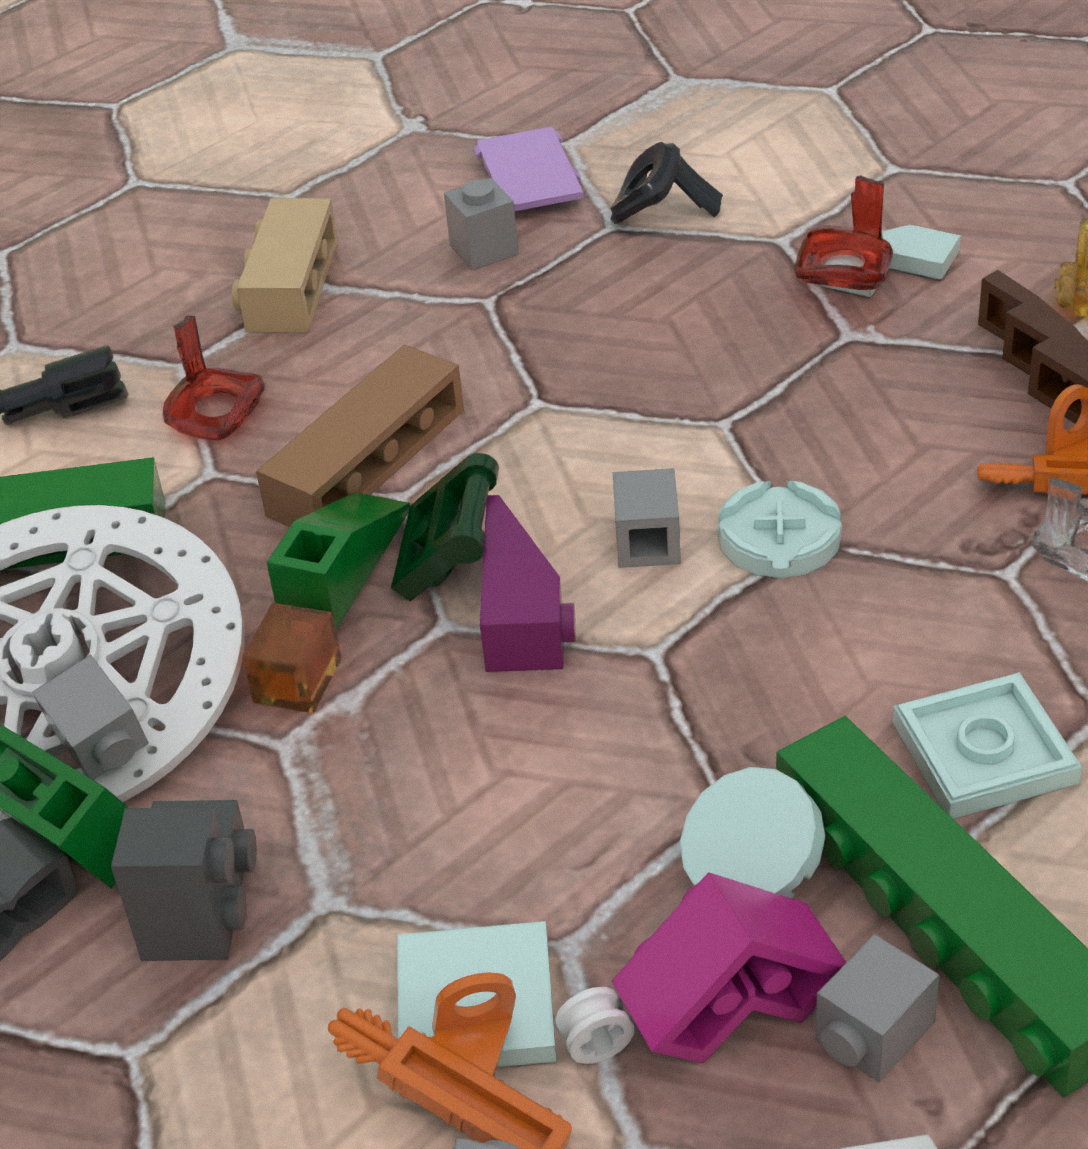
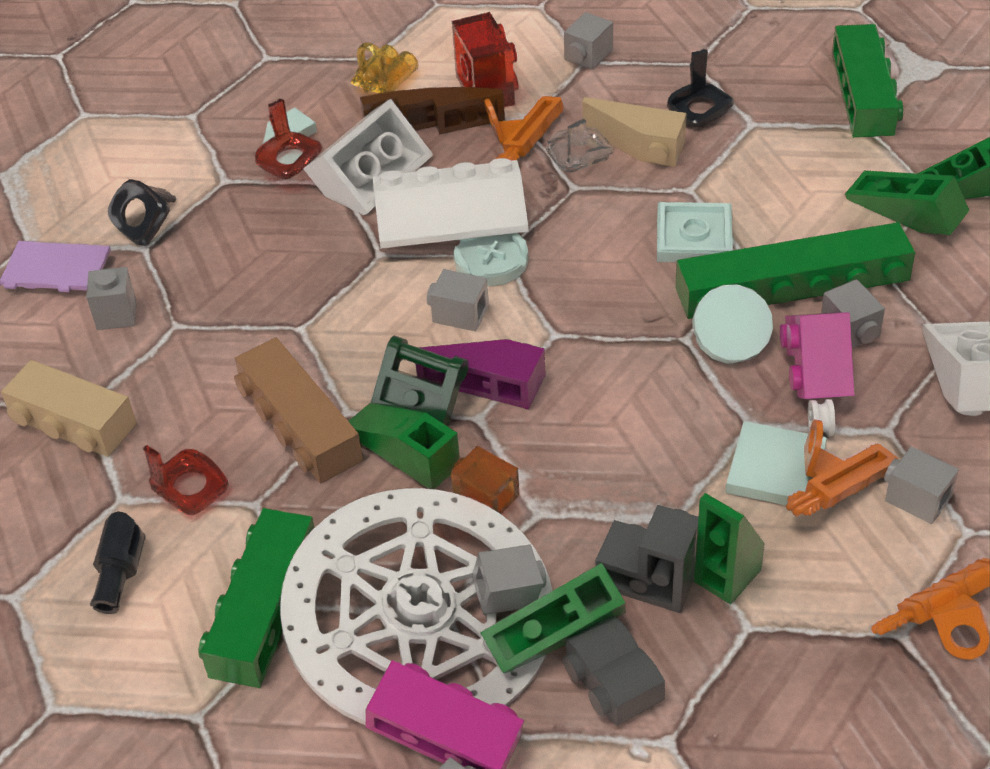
camera: 70 degrees left, 5 degrees up
(205, 937) = (726, 550): none -> green slope
(836, 439) = (449, 203): none -> white slope
(892, 334) = (371, 147): none -> white slope

